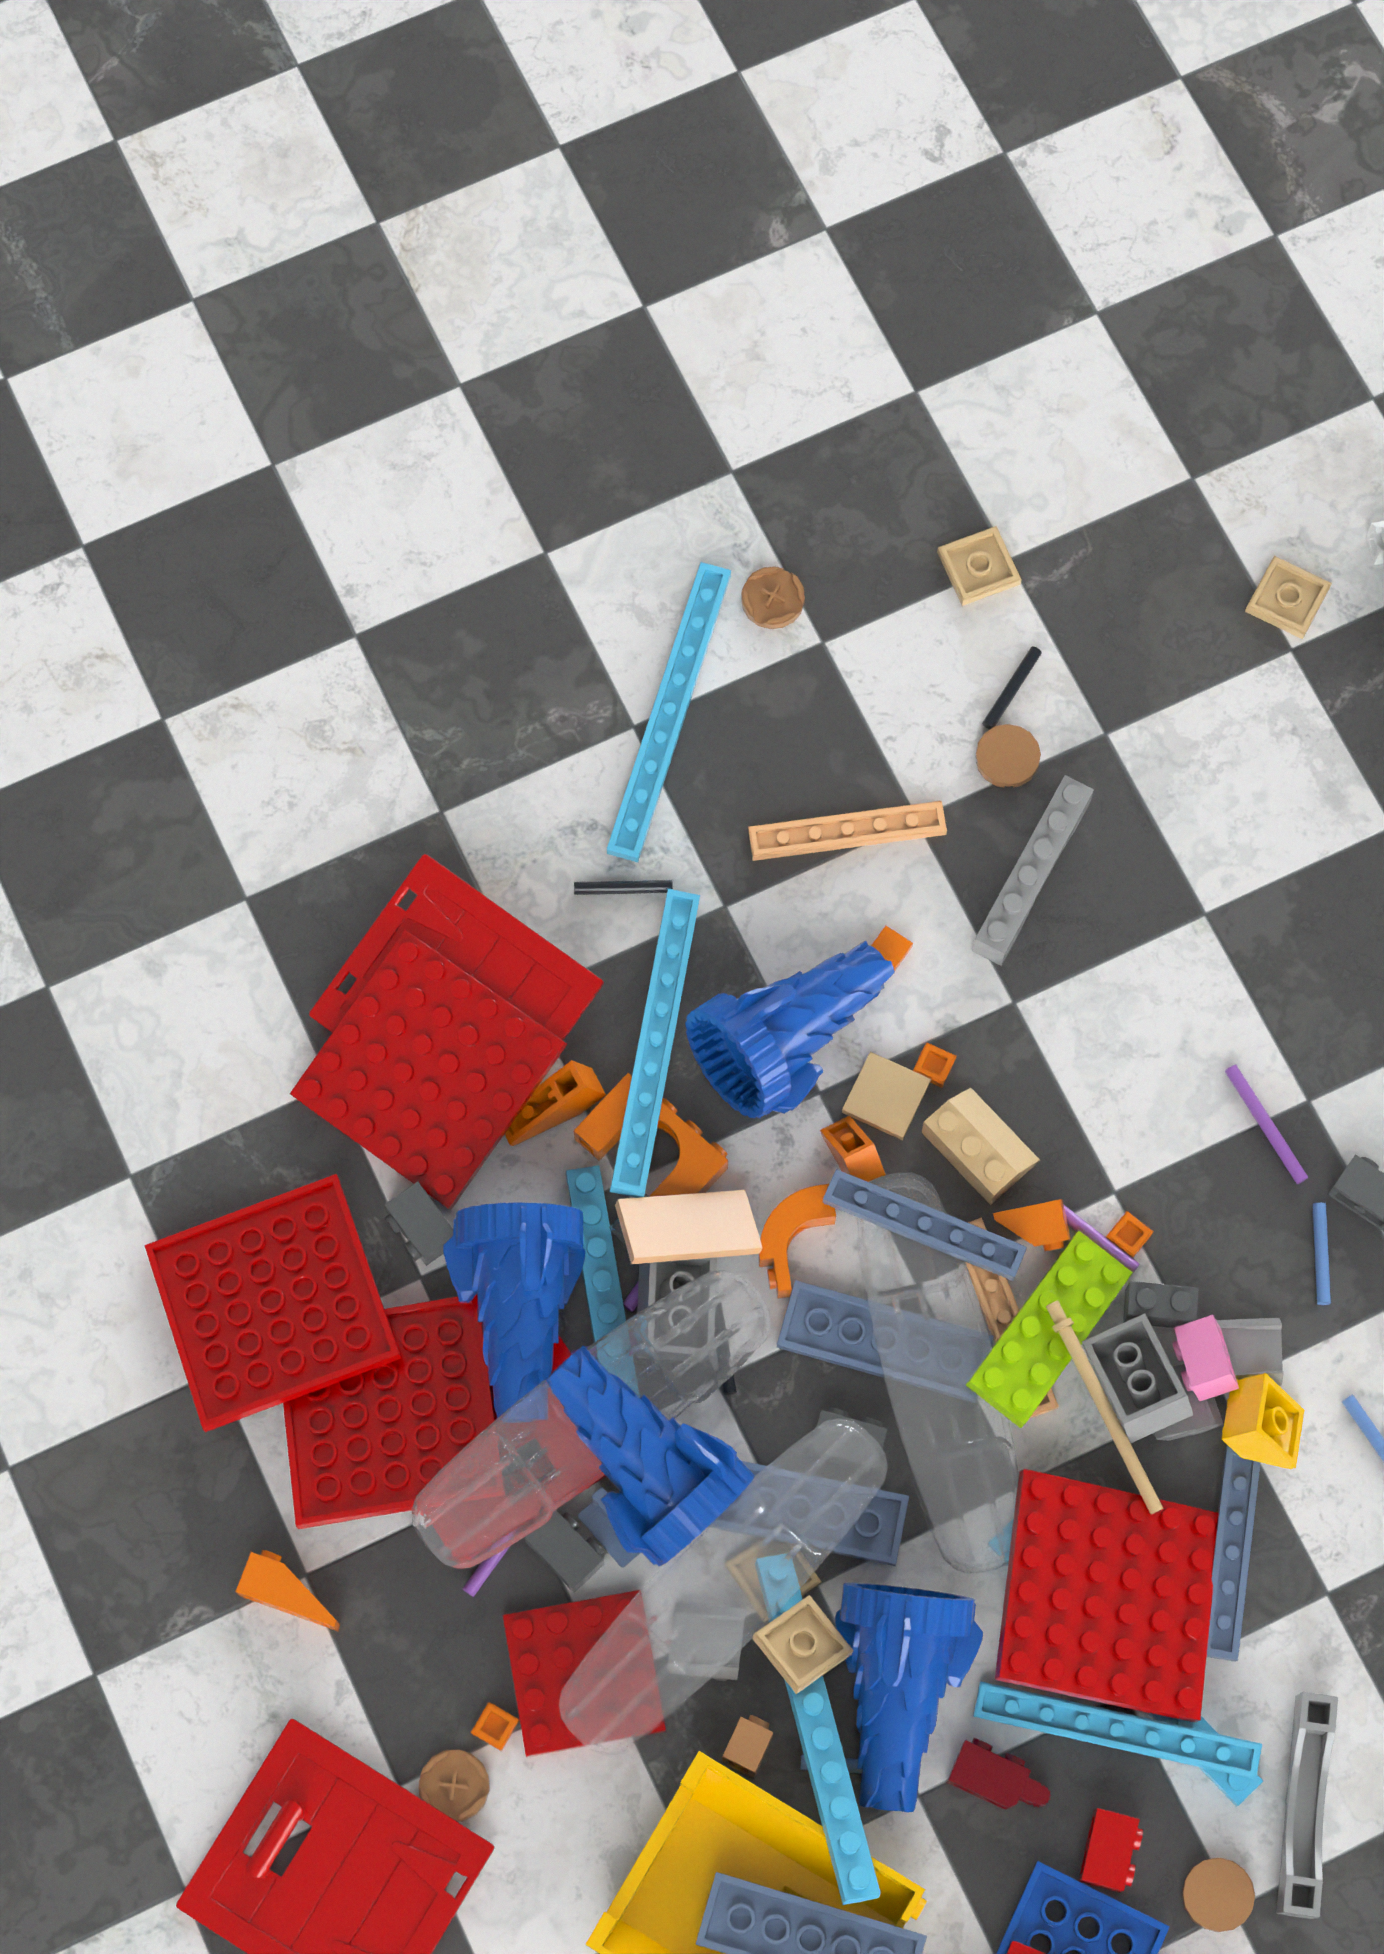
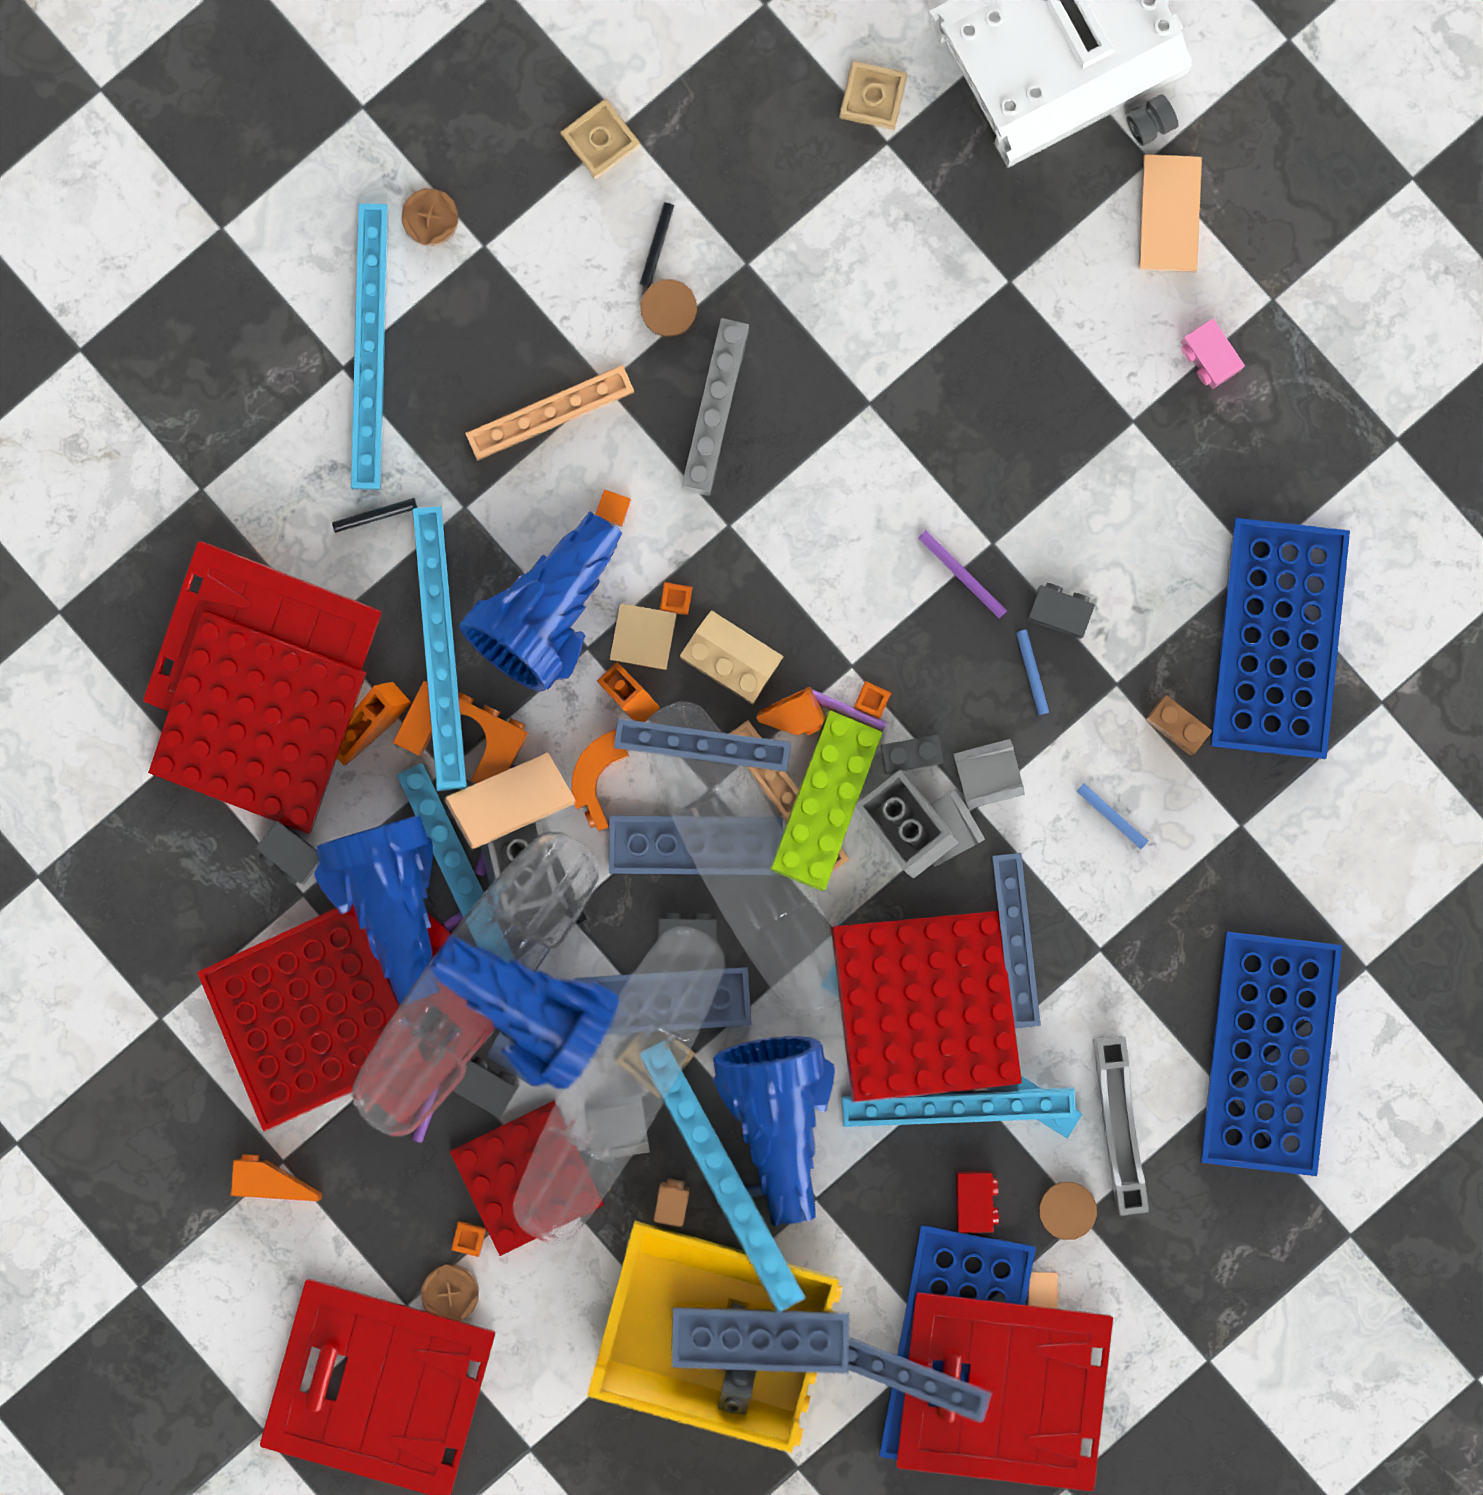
camera: 15 degrees left, 15 degrees up
(271, 1302) = (187, 953): red plate -> none
(802, 1644) = (693, 1115): tan tile -> none
(995, 1778) = (872, 1171): dark red hinge -> none
(1063, 1326) = (882, 852): tan bar -> none
(1205, 1358) = (957, 791): bright pink brick -> none
(1263, 1422) = (1016, 829): yellow slope -> none

